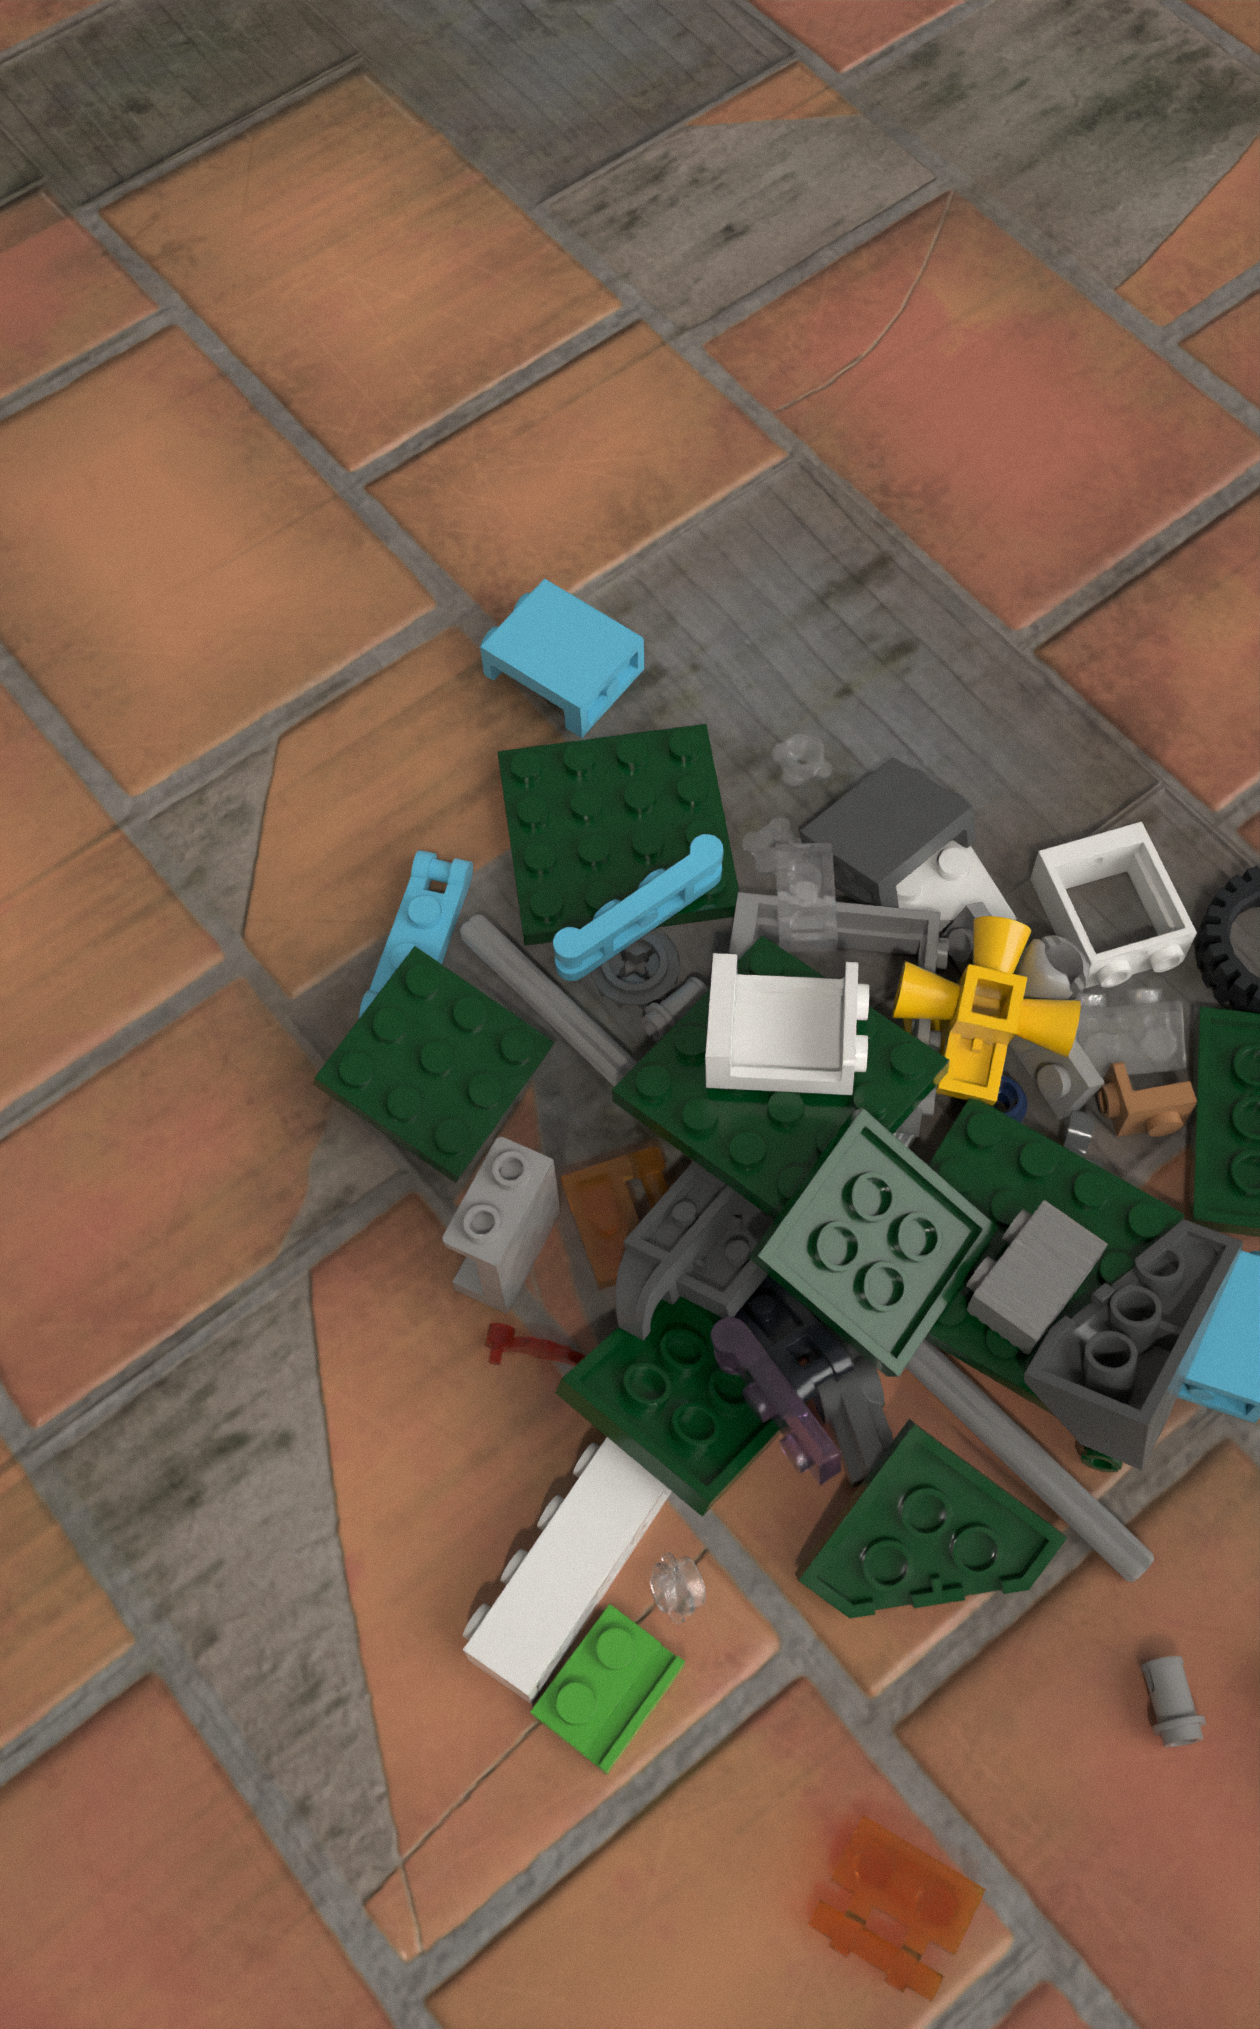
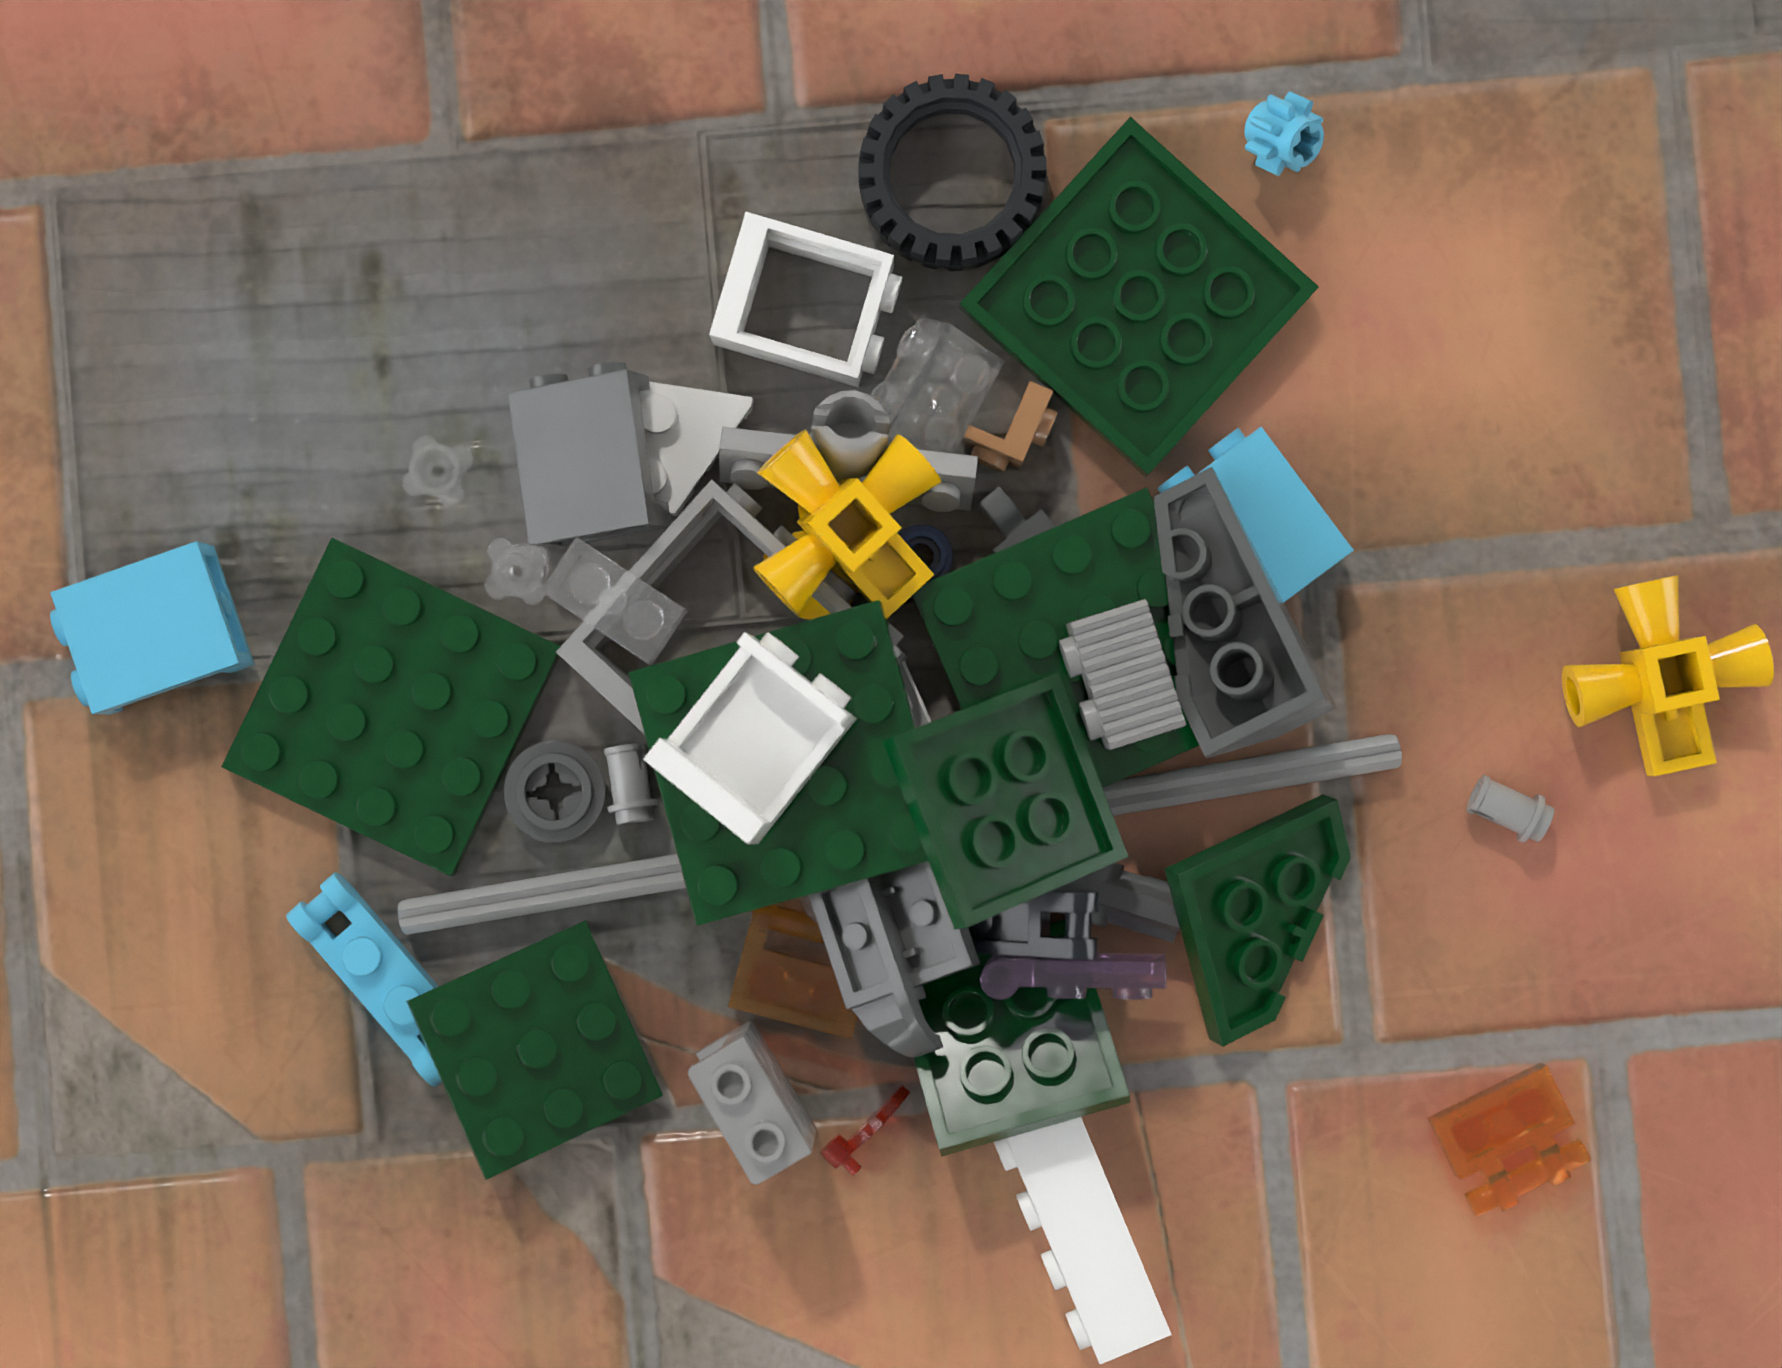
camera: 60 degrees left, 25 degrees up
(608, 1689) = (1196, 1252): bright green plate -> none
(626, 921) = (514, 787): medium azure plate -> none
(677, 1587) = (1157, 1146): clear plate -> none

